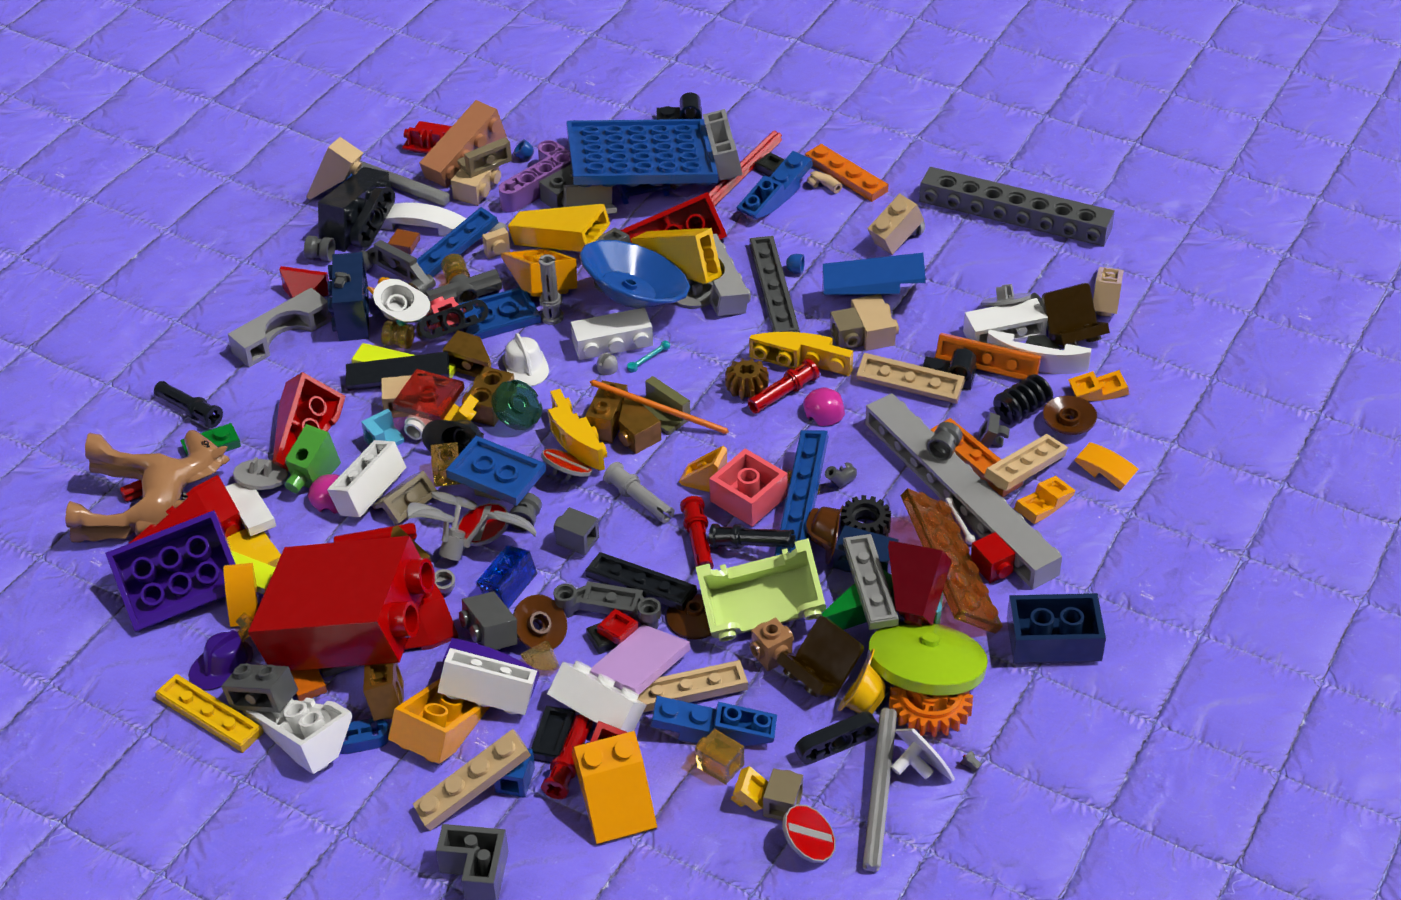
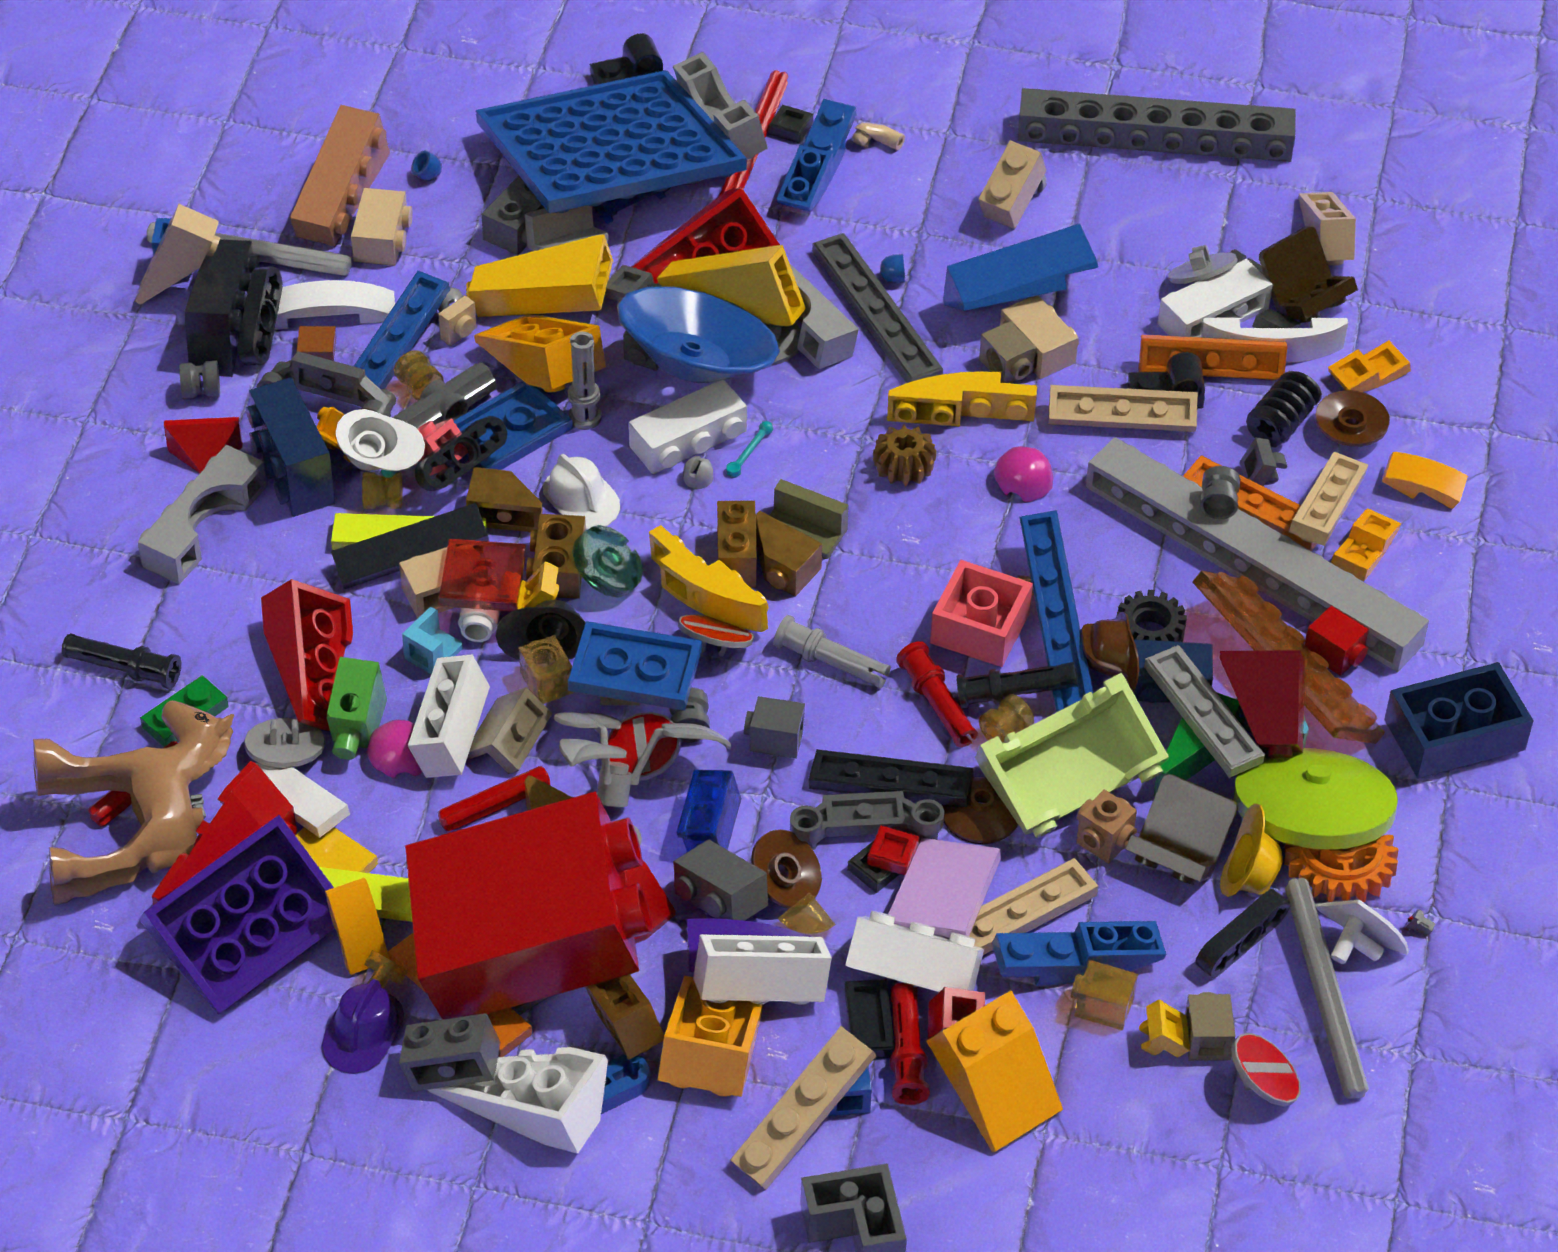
camera: 20 degrees left, 5 degrees up
(209, 713) = (383, 1103): yellow tile -> none
(341, 279) = (284, 426): dark grey piece -> none
(424, 136) = (276, 171): red hinge -> none
(486, 157) = (390, 192): dark tan panel -> none
(524, 186) = (459, 225): medium lavender beam -> none
(658, 406) = (809, 522): orange axle -> none
(700, 470) = (908, 601): light orange slope -> none
(738, 556) = (1010, 716): none -> clear yellow wheel
(792, 381) = (966, 445): red pin -> none
(842, 476) = (1091, 567): dark grey arm -> none
(847, 172) = (903, 116): orange plate -> none
(969, 538) = (1291, 619): white hinge -> none

